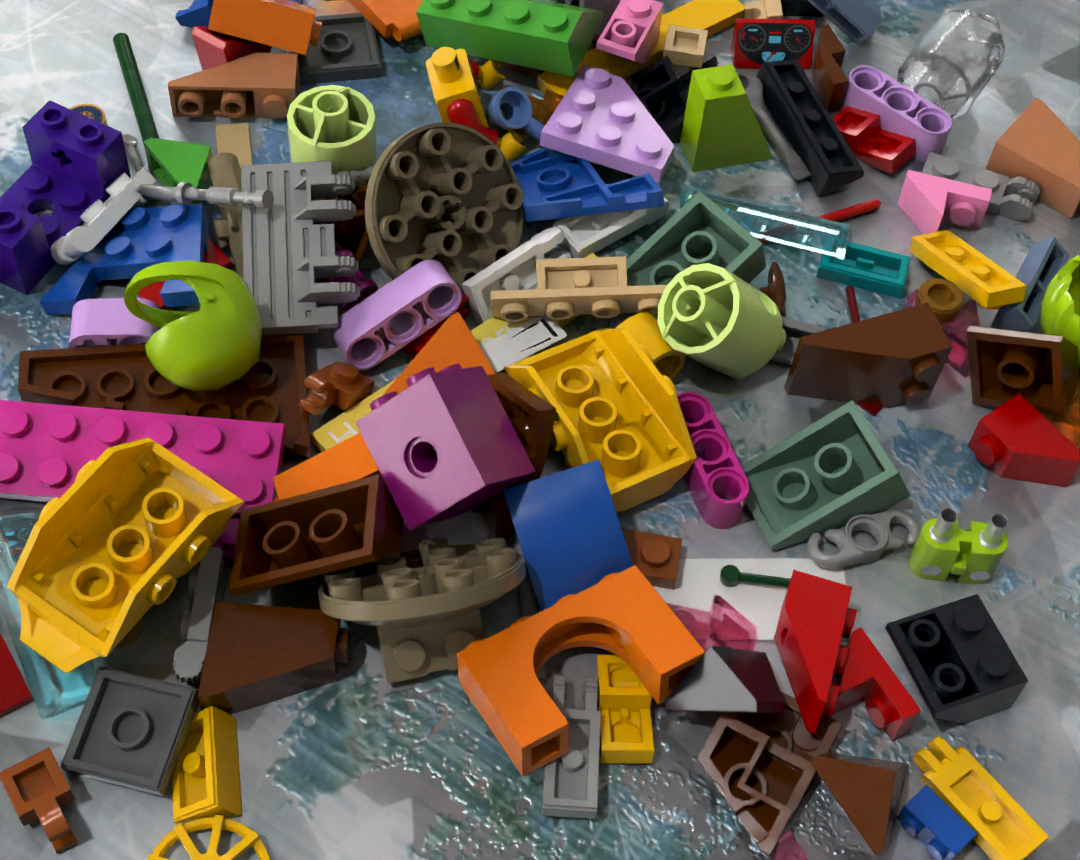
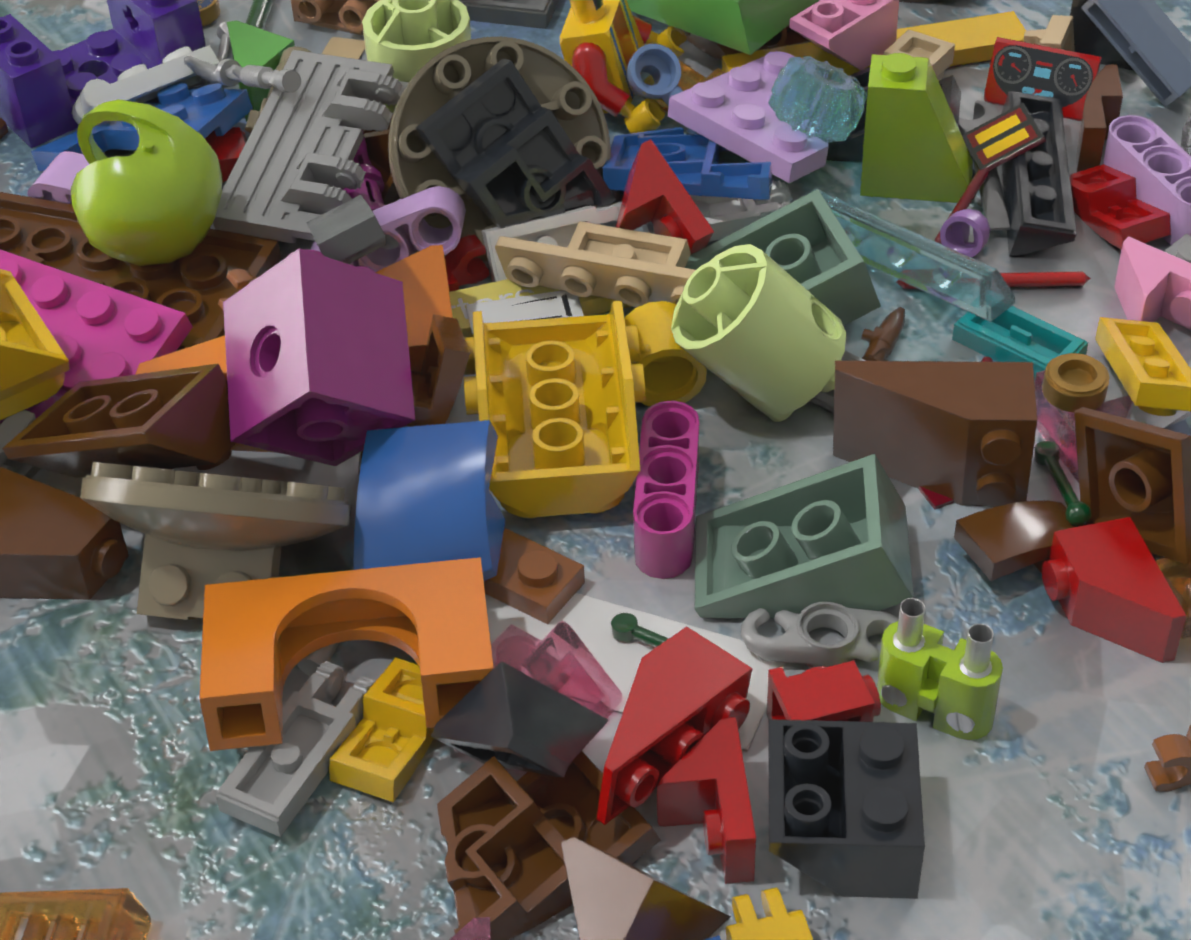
camera: 30 degrees right, 10 degrees down
(403, 329) = (348, 231): none -> dark grey slope
(464, 216) = (511, 151): none -> black slope
(583, 223) = (660, 198): none -> red slope
(659, 112) = (817, 99): none -> clear light blue gear
(776, 109) = (996, 144): none -> piece
(790, 199) = (956, 232): none -> medium lavender hinge
(895, 596) = (823, 694): none -> red brick
(947, 425) = (1011, 535): none -> reddish brown slope
(973, 395) = (1048, 454): none -> dark green hinge

